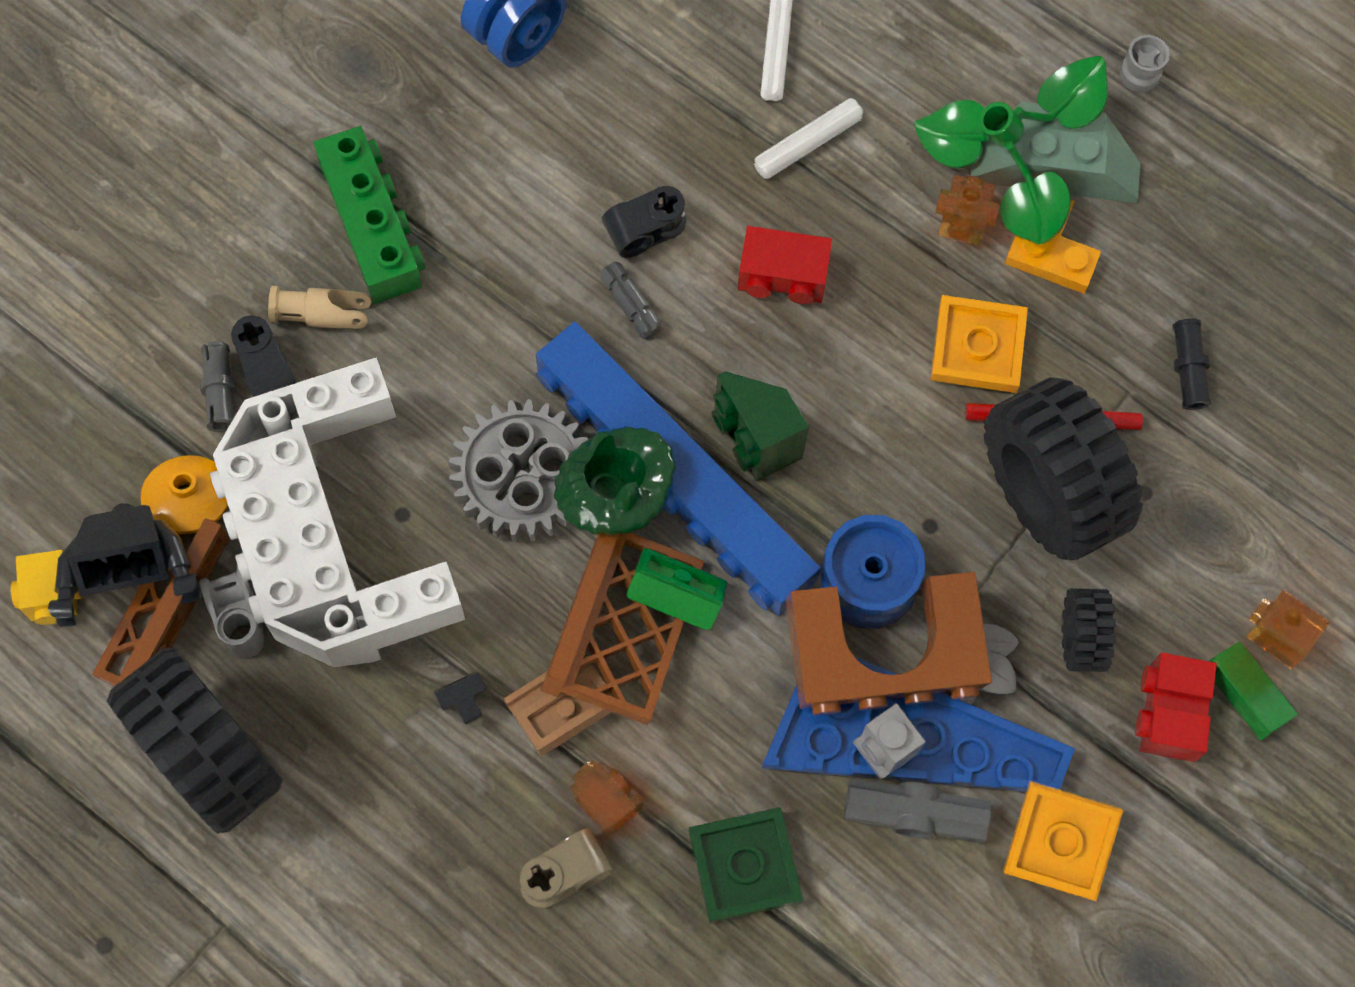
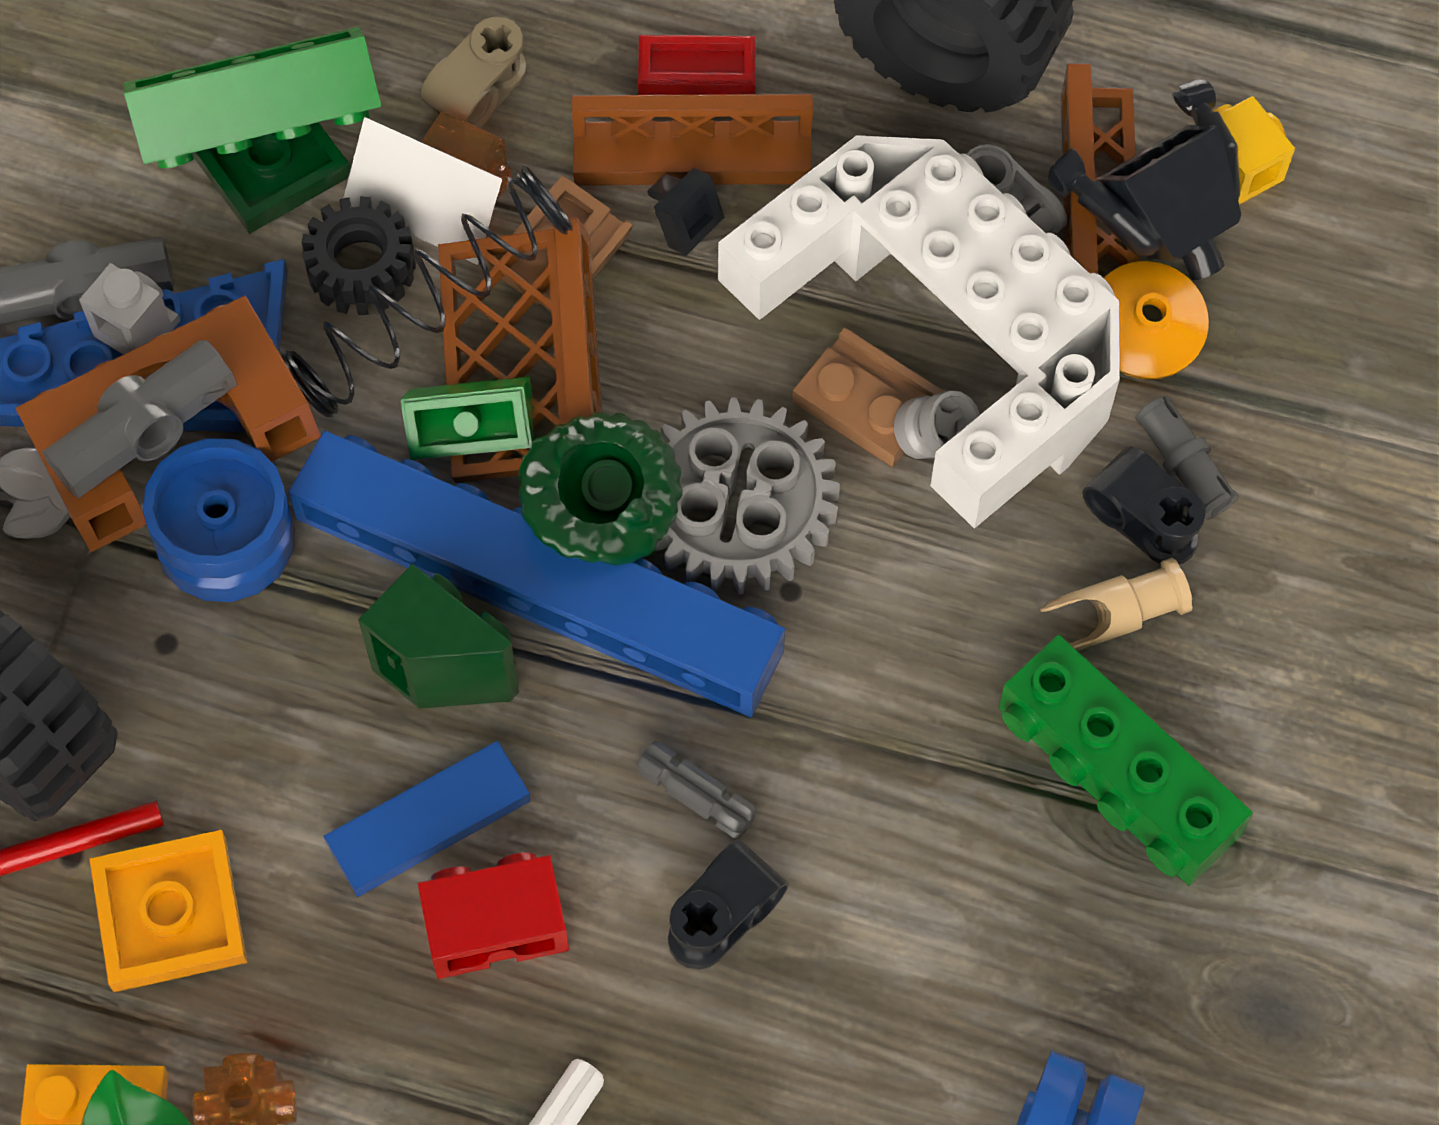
camera: 160 degrees right, 5 degrees down
(368, 452) = (931, 421): none -> light grey wheel
(395, 826) = (696, 65): none -> red tile
(401, 514) = (859, 393): none -> medium nougat plate
(431, 750) = (732, 152): none -> dark orange fence
(582, 683) = (308, 380): none -> black piece
(644, 780) = (421, 185): none -> white sticker
(712, 725) = (350, 227): none -> black tyre
(745, 886) = (252, 97): none -> brick
(801, 345) = (427, 818): none -> blue tile
(910, 614) = (139, 418): none -> dark grey piece

